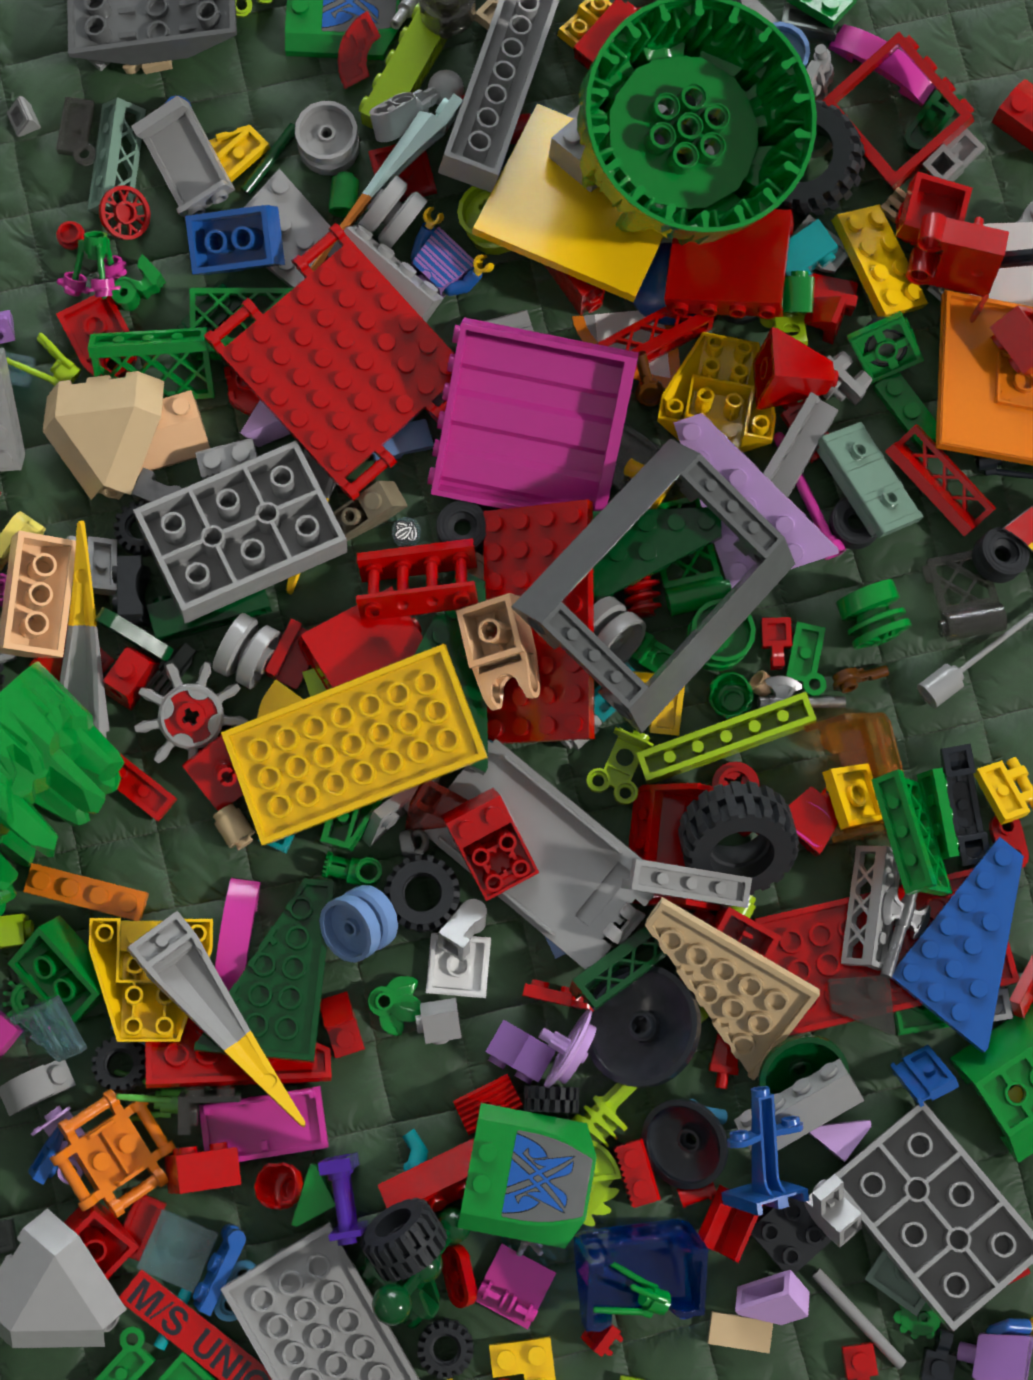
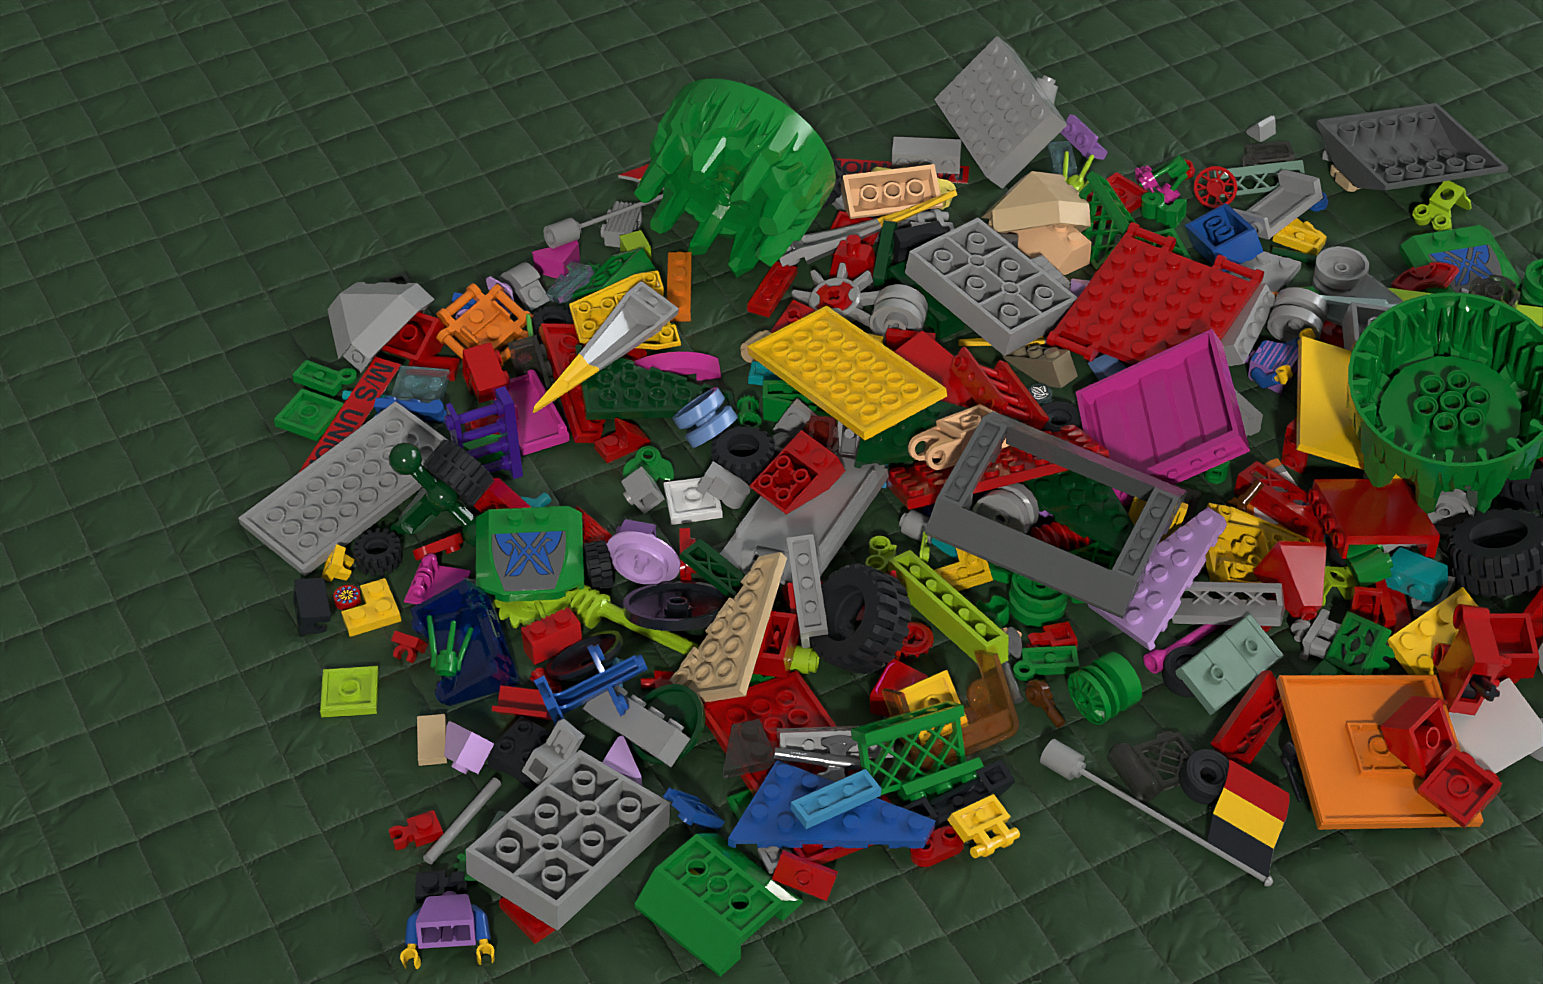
camera: 80 degrees right, 35 degrees down
(971, 931) = (835, 798): none -> dark azure plate

